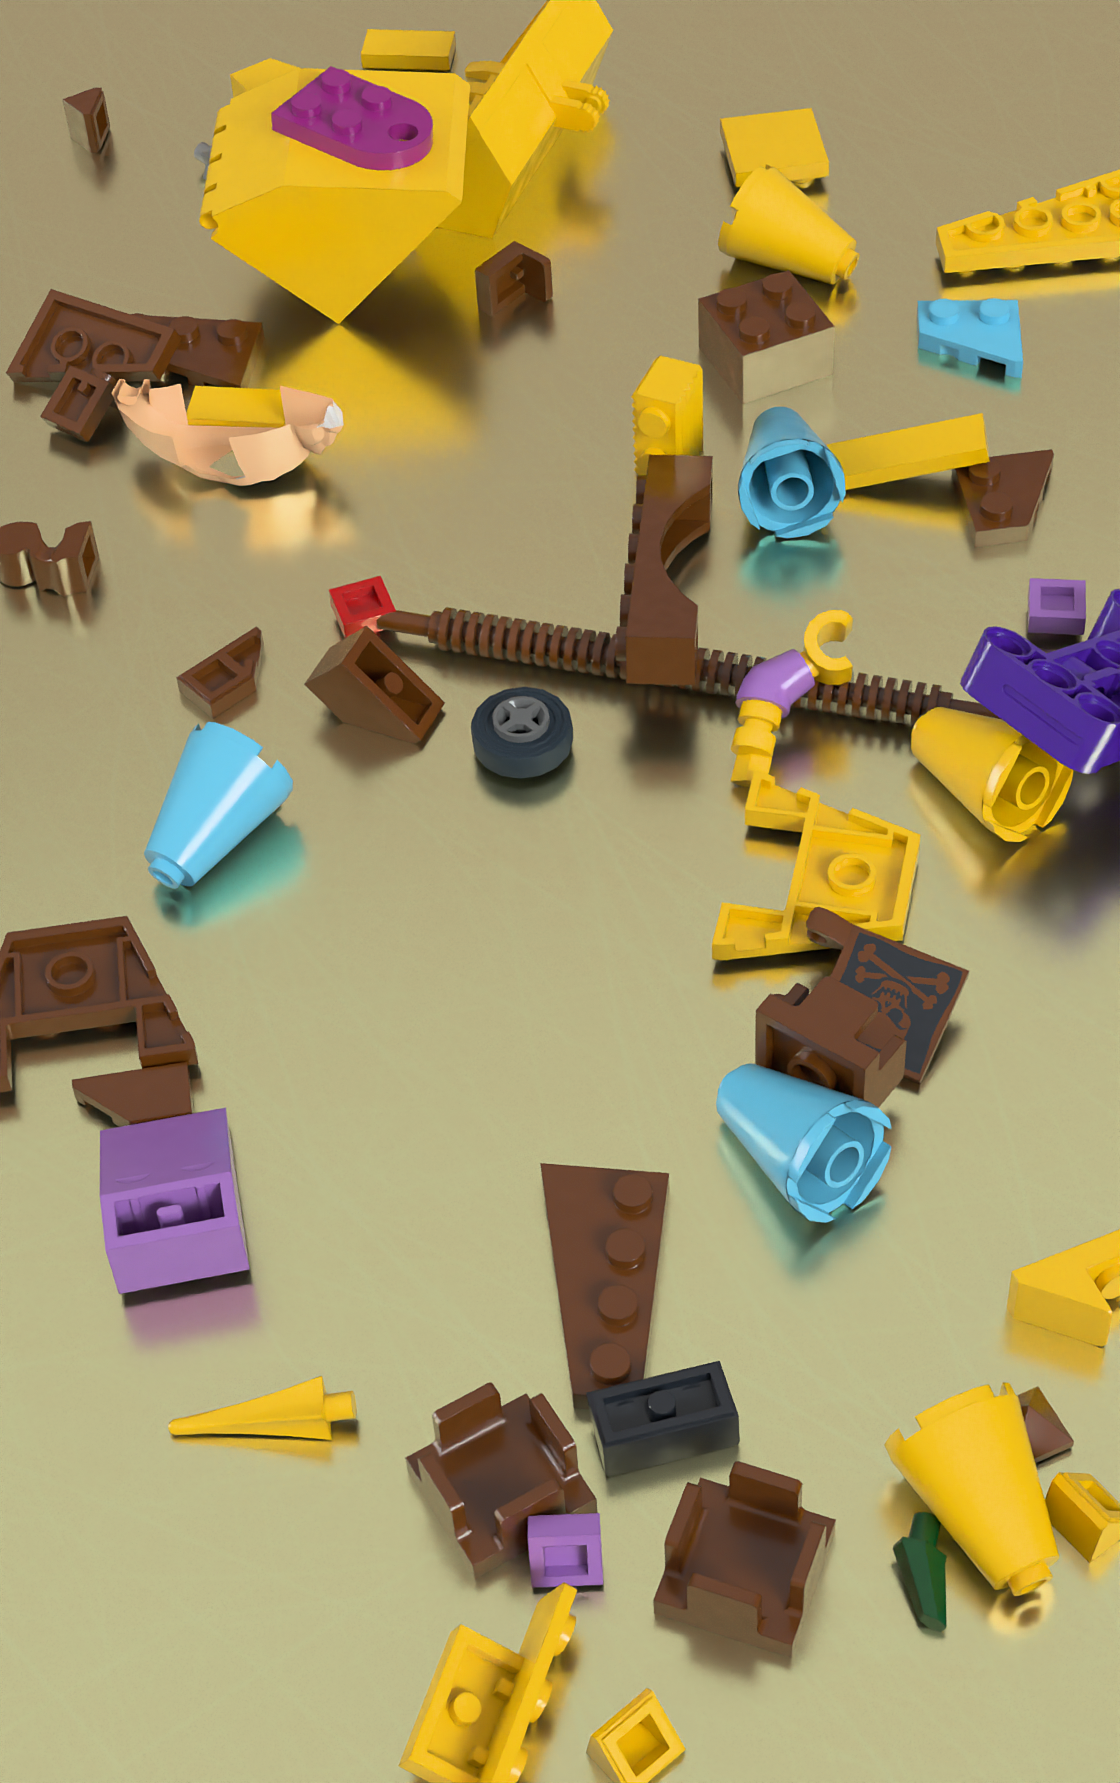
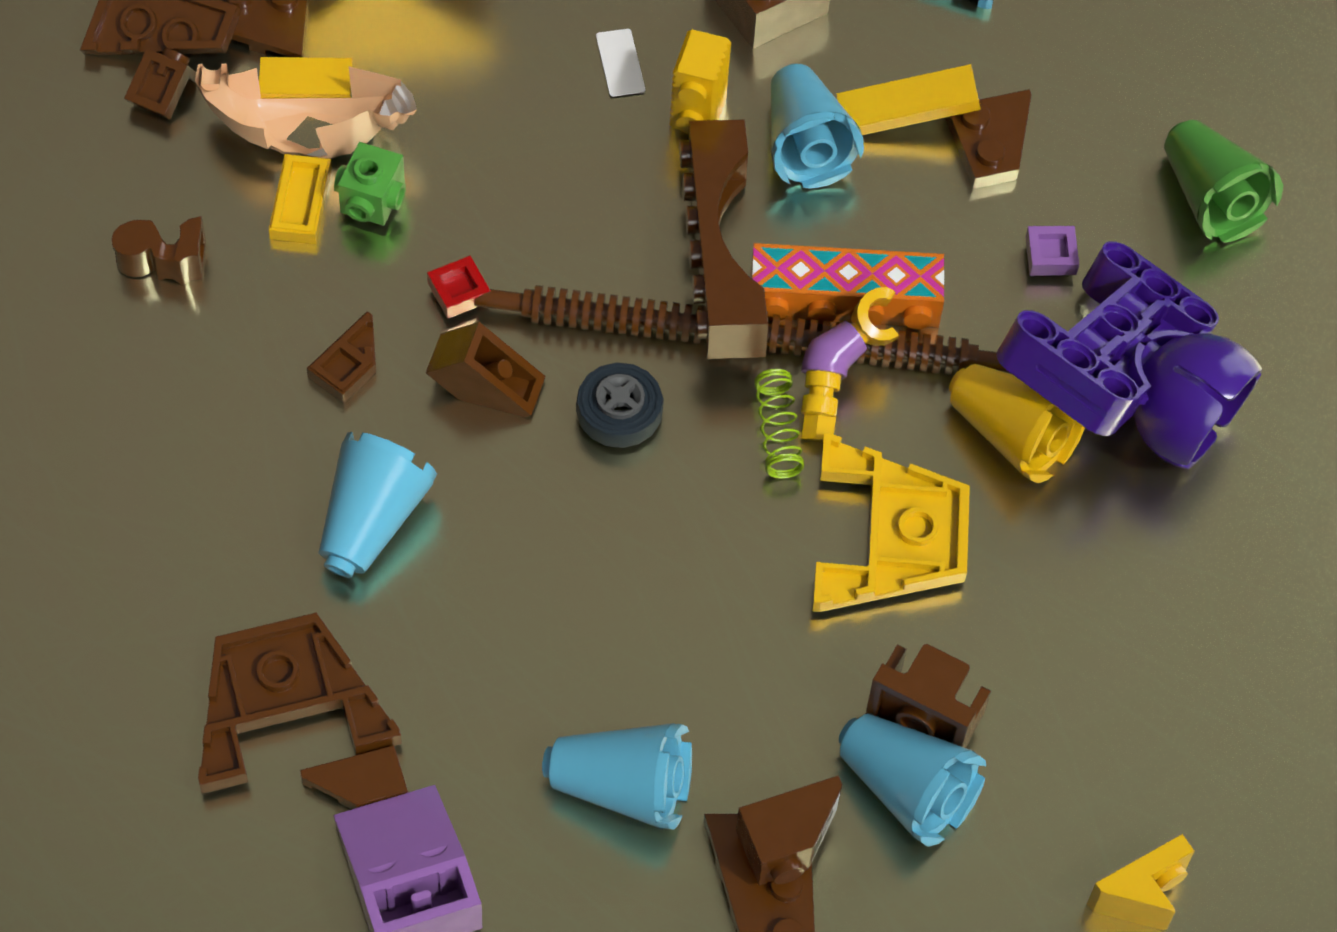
camera: 15 degrees left, 10 degrees up
(209, 520) = (300, 199): none -> yellow tile
(285, 502) = (371, 184): none -> bright green brick
(454, 1104) = (625, 771): none -> medium azure cone
(590, 411) = (620, 62): none -> white sticker
(634, 1177) = (787, 829): none -> reddish brown slope
(706, 733) = (787, 473): none -> lime piece
(773, 615) = (832, 281): none -> orange brick
(910, 986) = (963, 627): flag -> none

